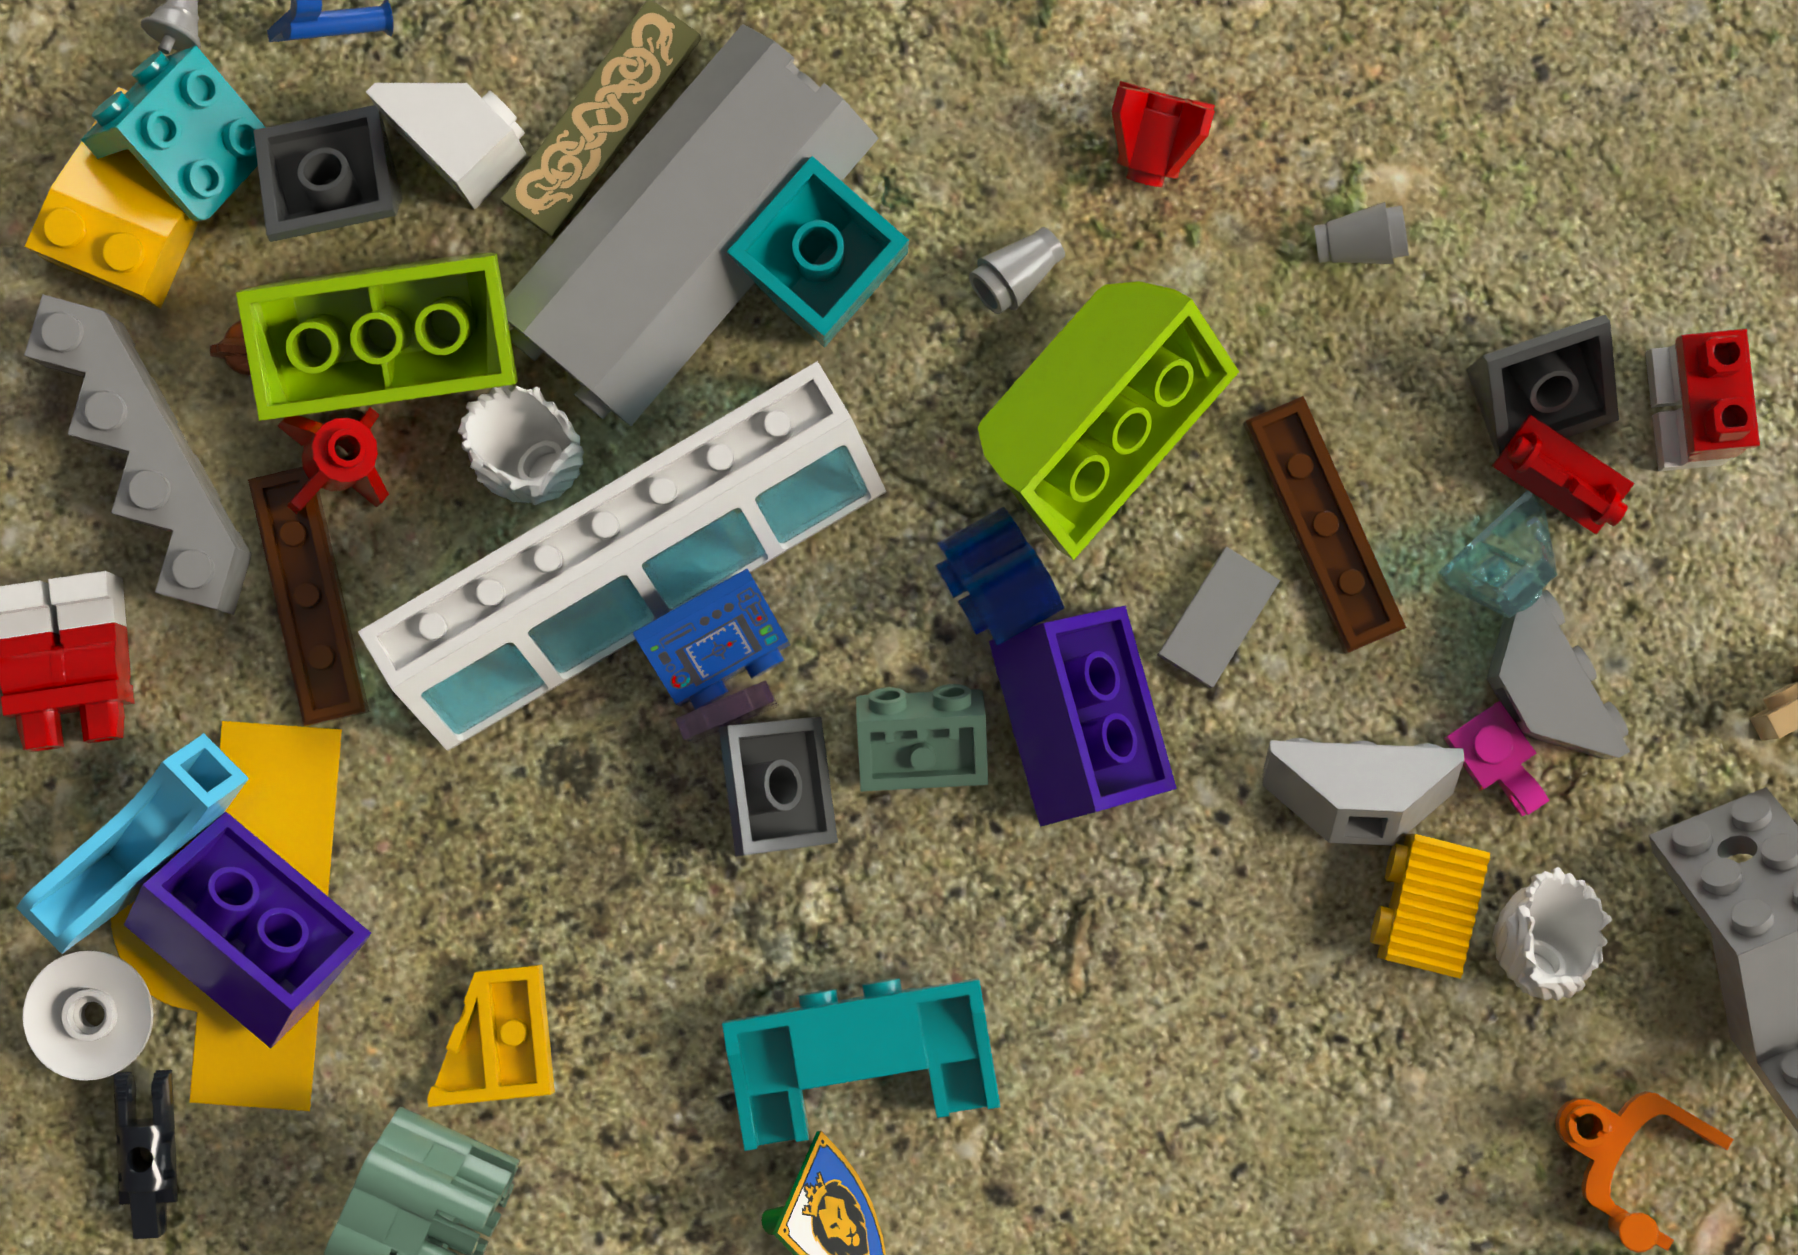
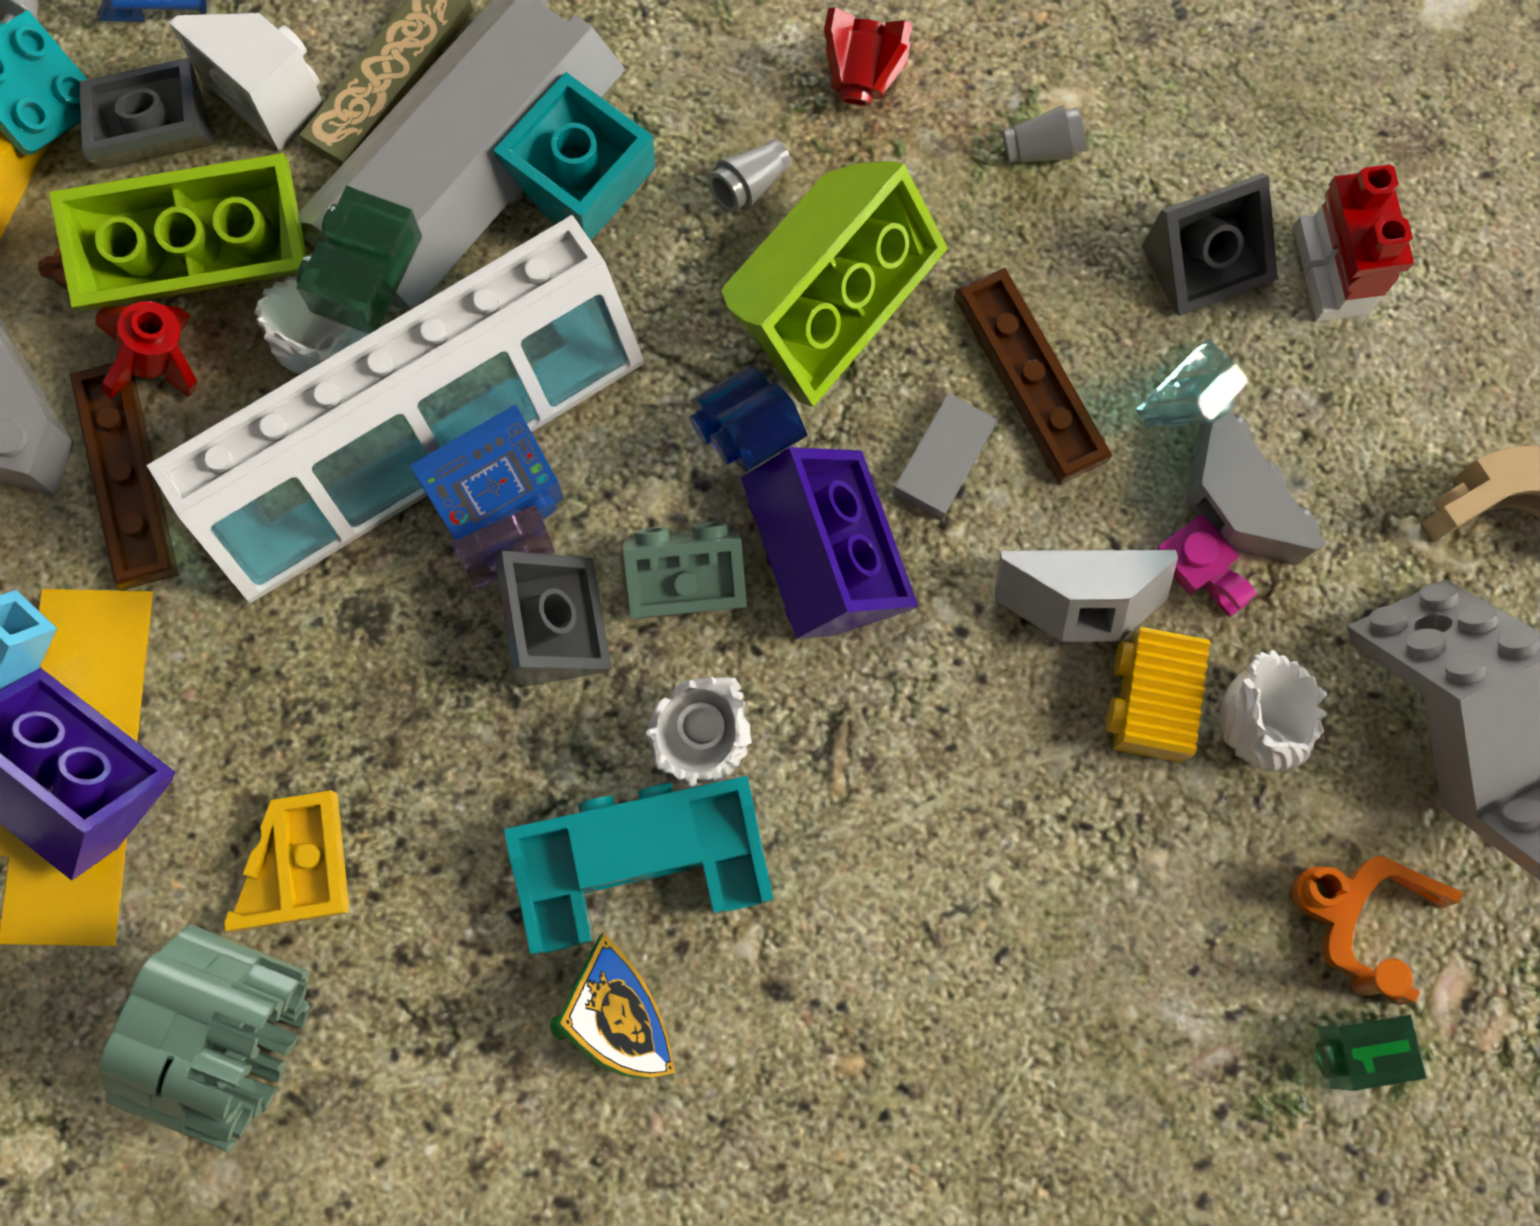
camera: 10 degrees left, 10 degrees down
(578, 389) = (361, 260): none -> clear green piece
(931, 926) = (700, 730): none -> white hair
(1564, 475) = (1237, 321): red hinge -> none

